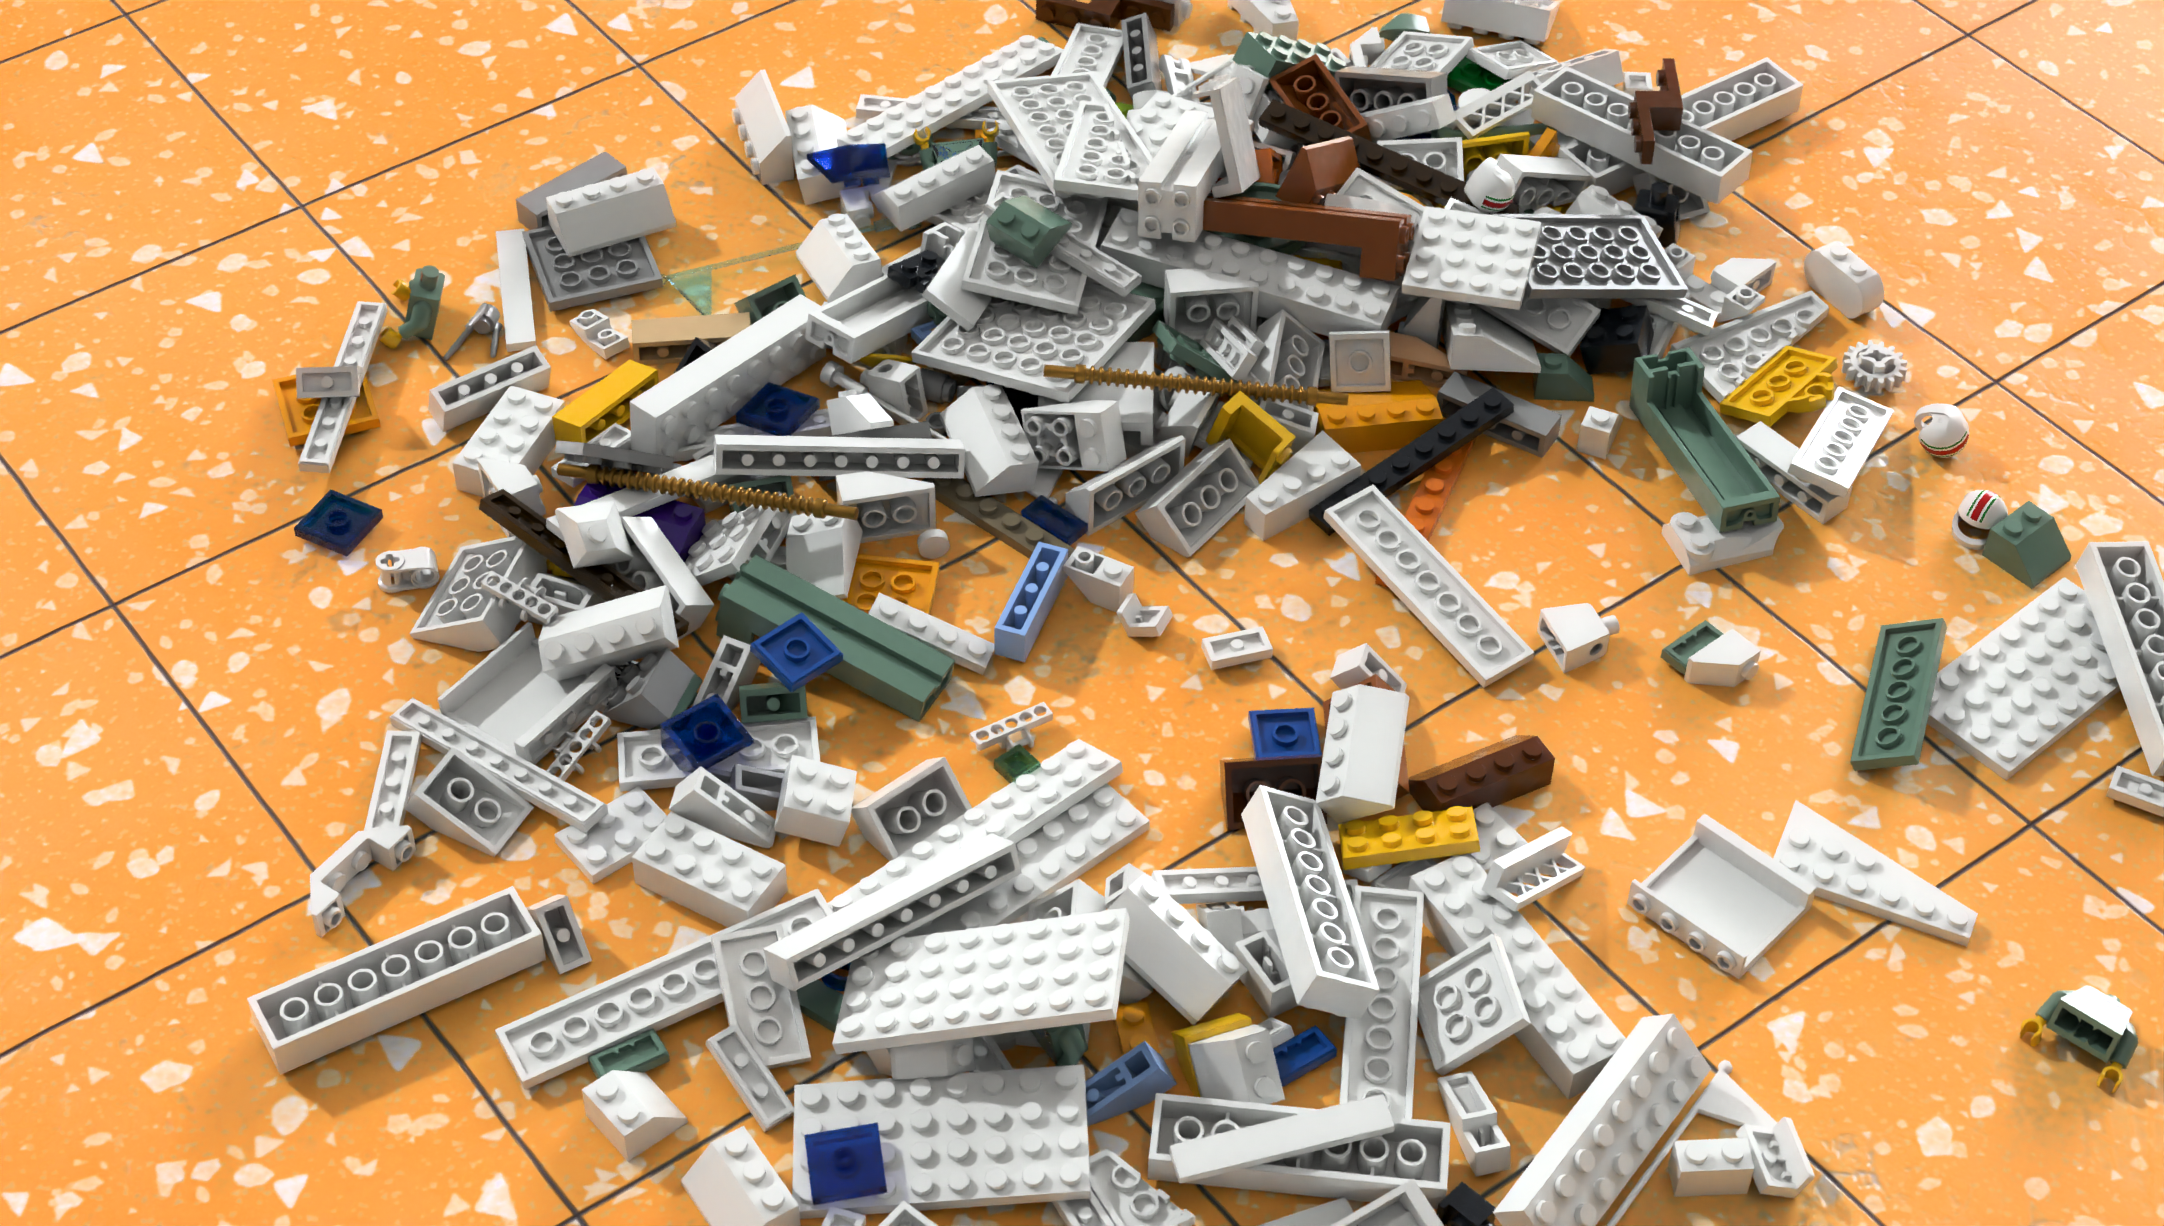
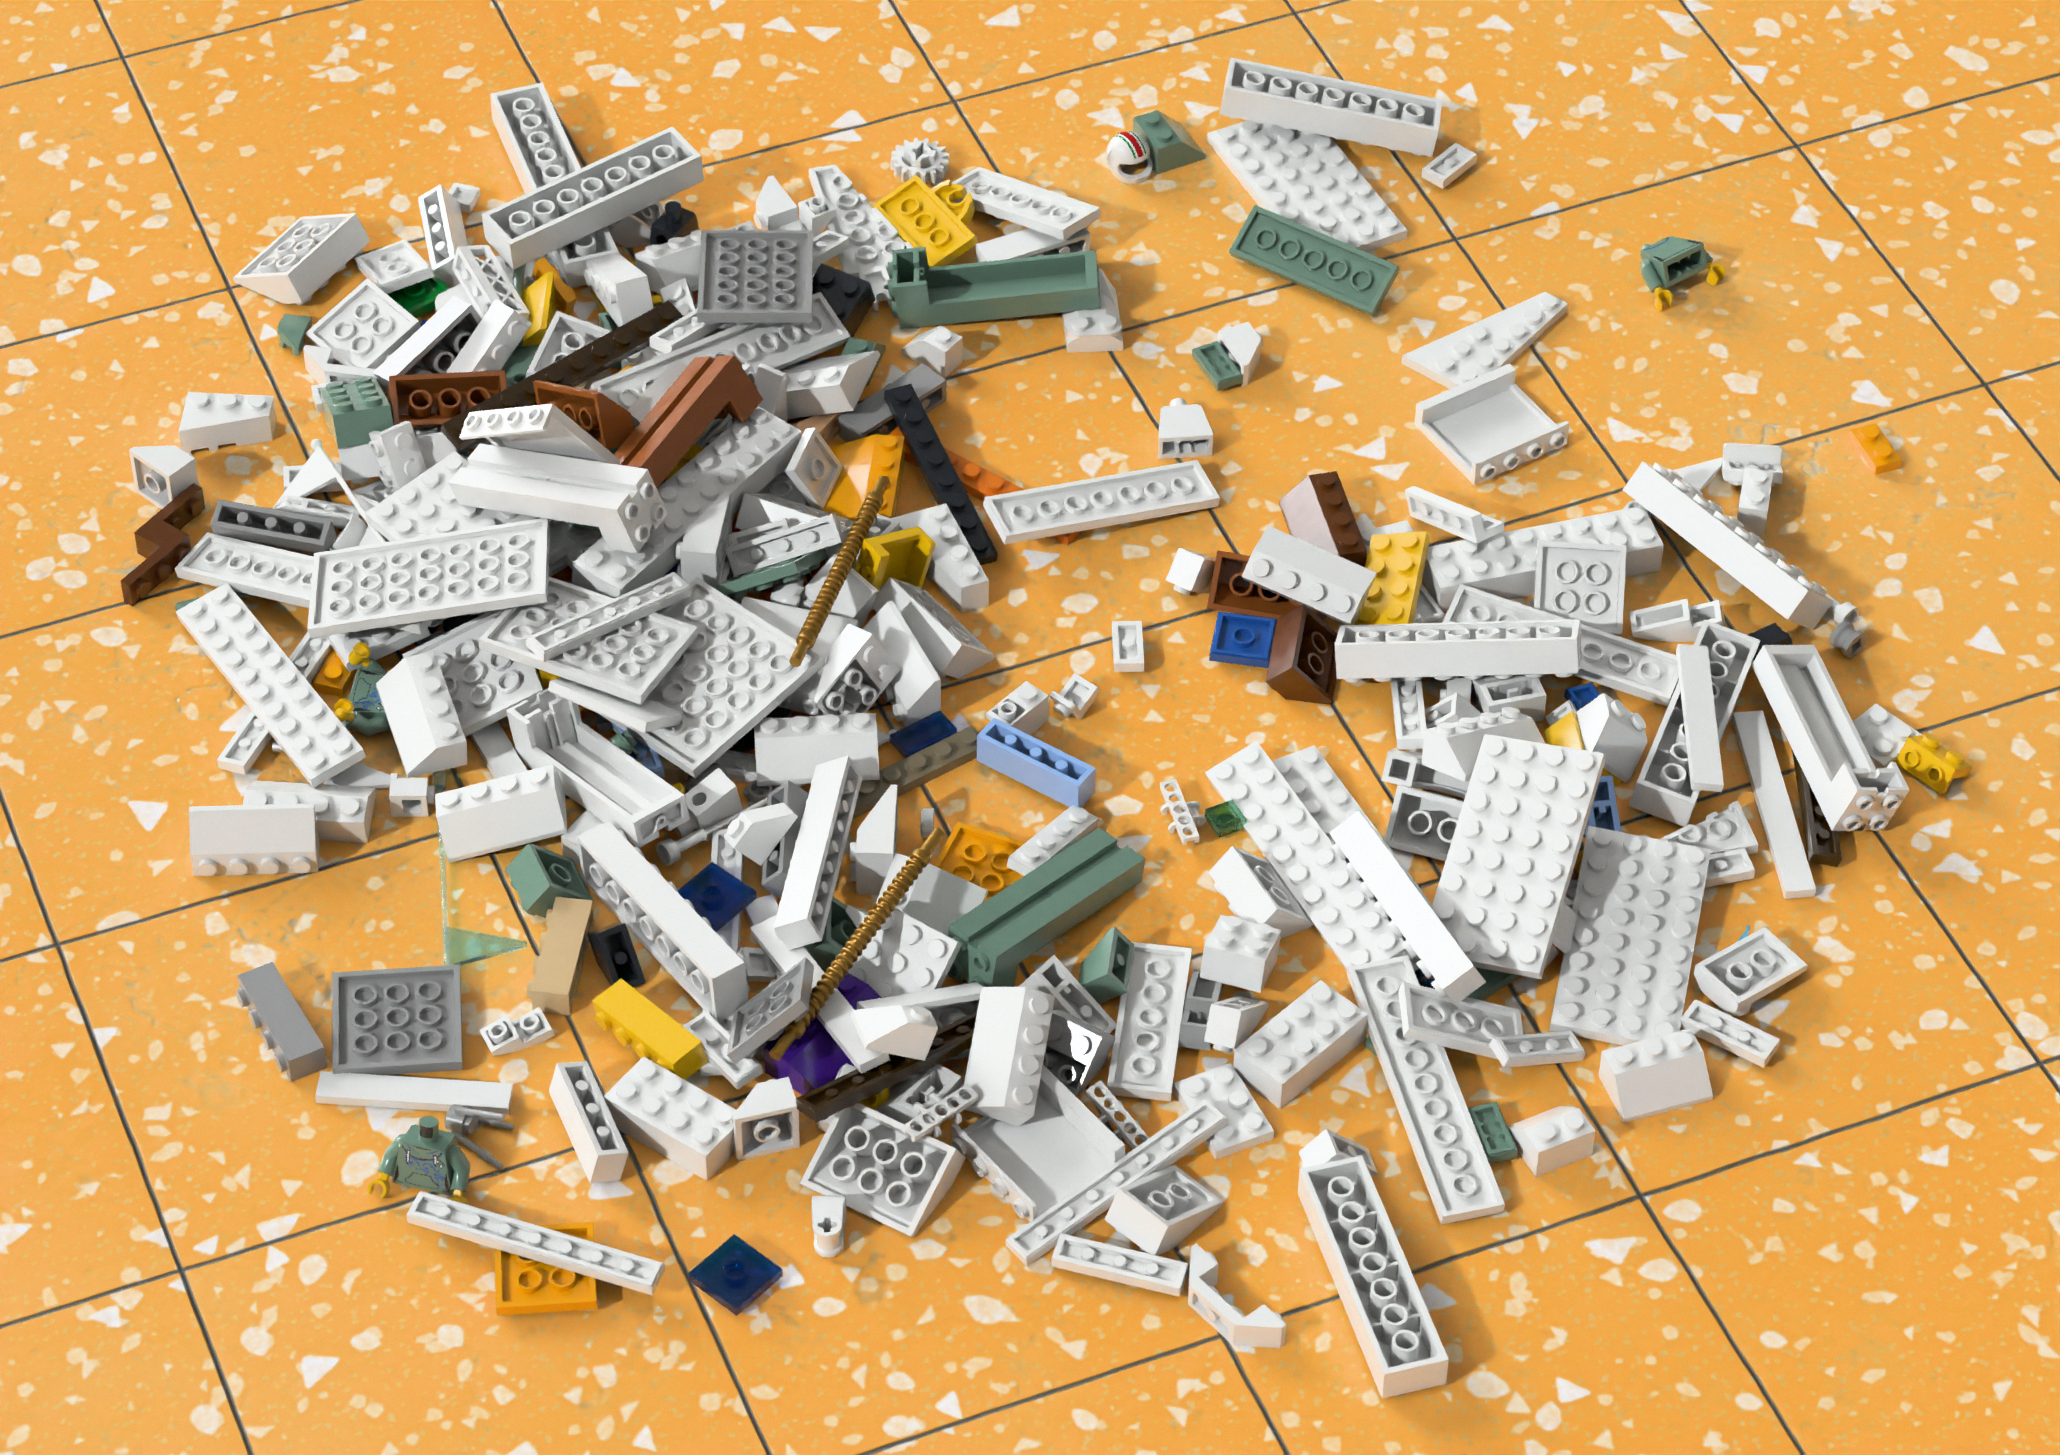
camera: 75 degrees left, 0 degrees up
(328, 382) = (544, 1240): white panel -> none
(610, 212) = (352, 983): white slope -> none
(703, 735) = (1160, 1007): clear blue slope -> none
(796, 652) = (1079, 920): blue plate -> none
(845, 1163) = (1650, 995): clear blue plate -> none
(852, 164) = (368, 770): clear blue slope -> none
(916, 270) = (567, 743): black plate -> none
(1026, 229) = (600, 626): sand green slope -> none
(1095, 158) = (510, 555): white wing -> none
(1471, 257) = (763, 332): white plate -> none
(1490, 187) = (667, 302): white helmet -> none
(1656, 111) = (598, 166): reddish brown bracket -> none
(1844, 279) = (807, 143): white brick -> none
(1947, 431) = (1021, 142): white helmet -> none

